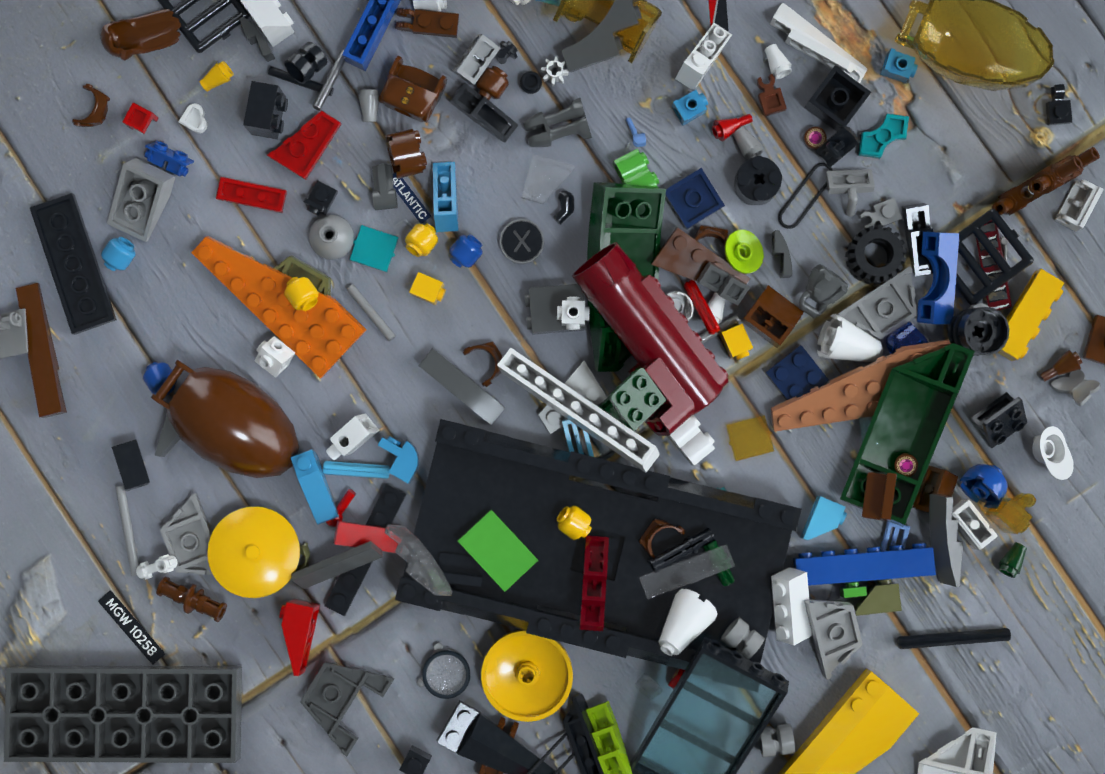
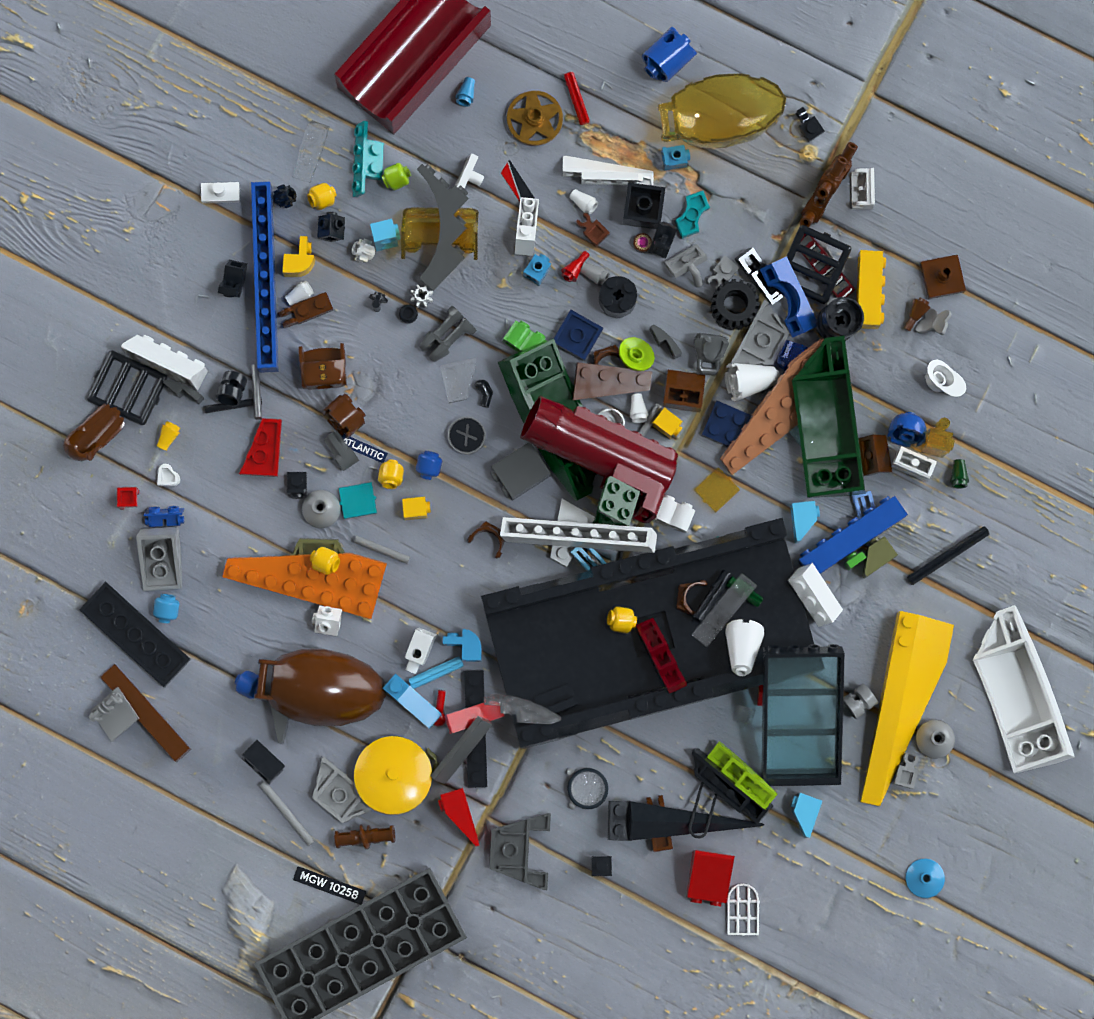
camera: 35 degrees left, 5 degrees down
(99, 112) = (93, 513): reddish brown helmet -> none
(163, 564) = (330, 820): white bar -> none
(251, 195) = (242, 510): red tile -> none
(265, 110) = (220, 440): black brick -> none
(369, 104) = (295, 394): light grey cone -> none
(445, 197) = (391, 432): dark azure slope -> none
(461, 386) = (481, 567): dark grey slope -> none
(476, 59) = (358, 318): light grey brick -> none
(483, 112) = (384, 355): black slope -> none
(492, 83) = (380, 329): reddish brown head -> none
(497, 550) = (576, 672): bright green tile -> none
(526, 676) = (648, 754): yellow dish -> none
(569, 321) = (535, 473): white brick -> none
(638, 139) = (512, 313): medium blue hand -> none
(702, 307) = (628, 411): red axle -> none
(723, 283) = (634, 385): dark grey slope -> none
(742, 639) = (786, 633): light grey wheel -> none
(797, 191) = (651, 288): black piece -> none
(834, 632) = (858, 598): light grey wing -> none
(879, 496) = (834, 479): reddish brown panel -> none
(906, 464) = (842, 446): tile -> none
(944, 540) = (899, 485): dark grey slope -> none
(1000, 419) = (893, 376): black bracket -> none

